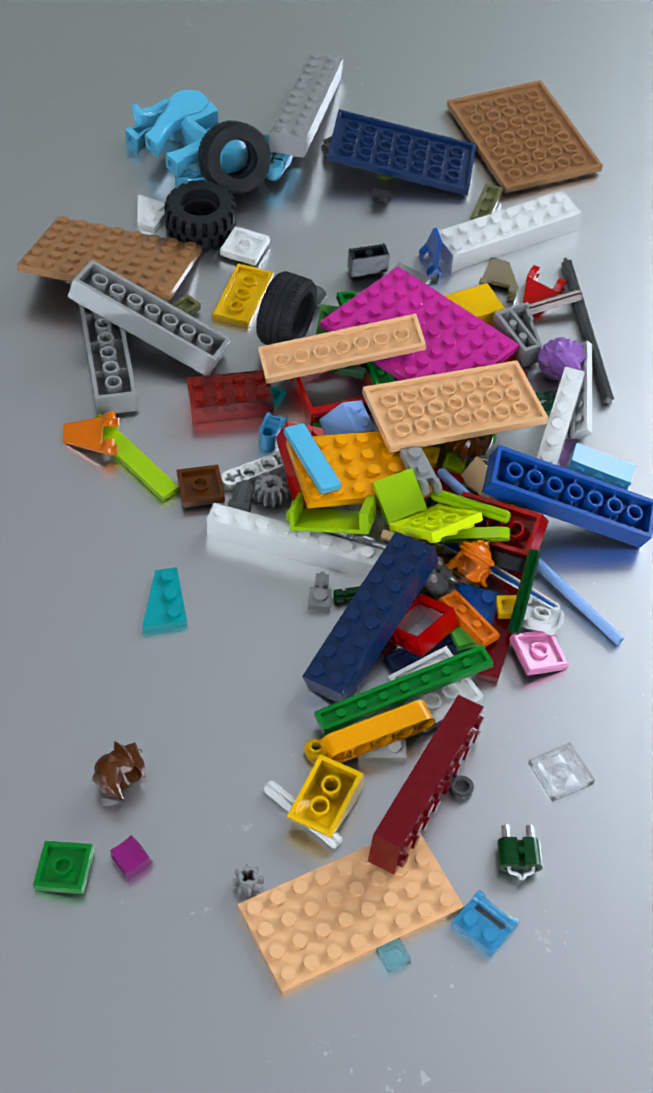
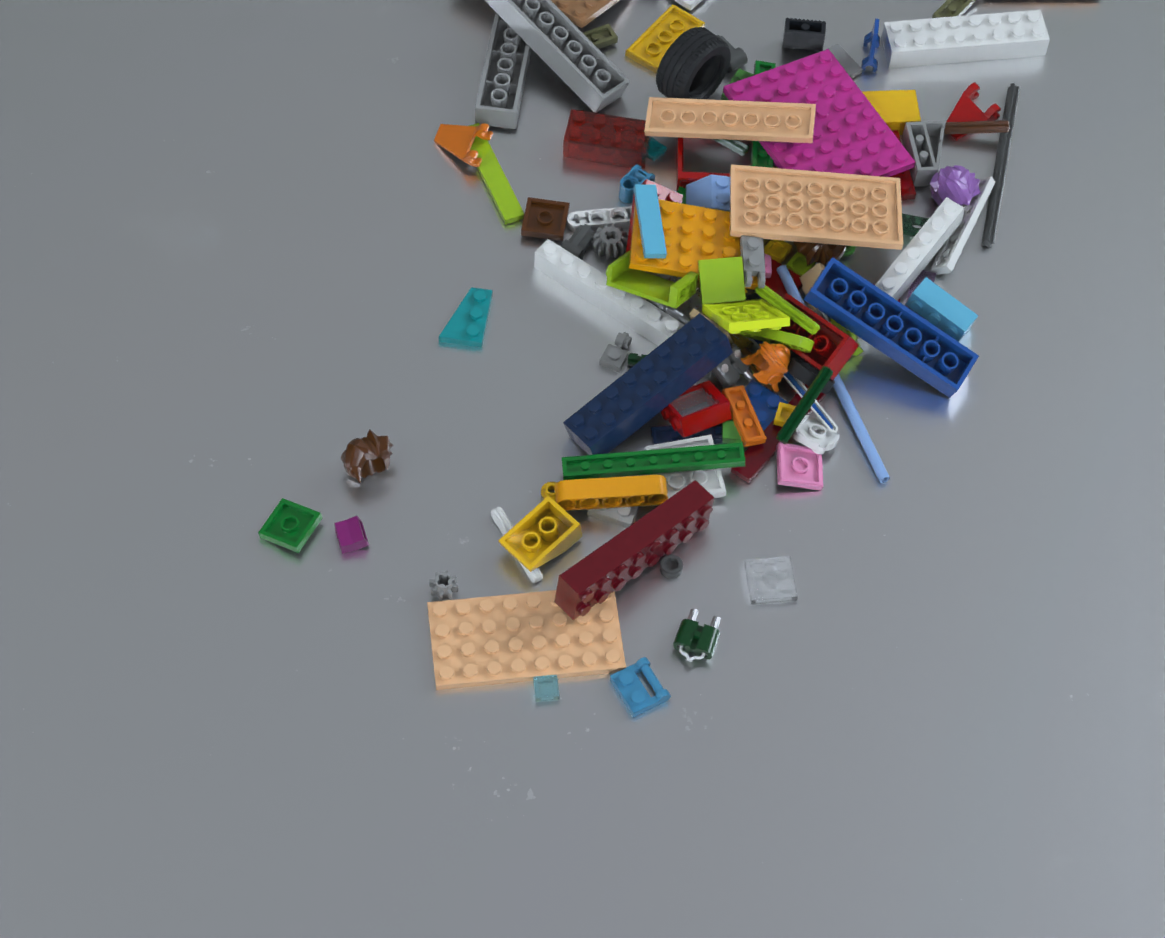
camera: 20 degrees right, 5 degrees up
(501, 274) = (936, 83): dark tan flag -> none

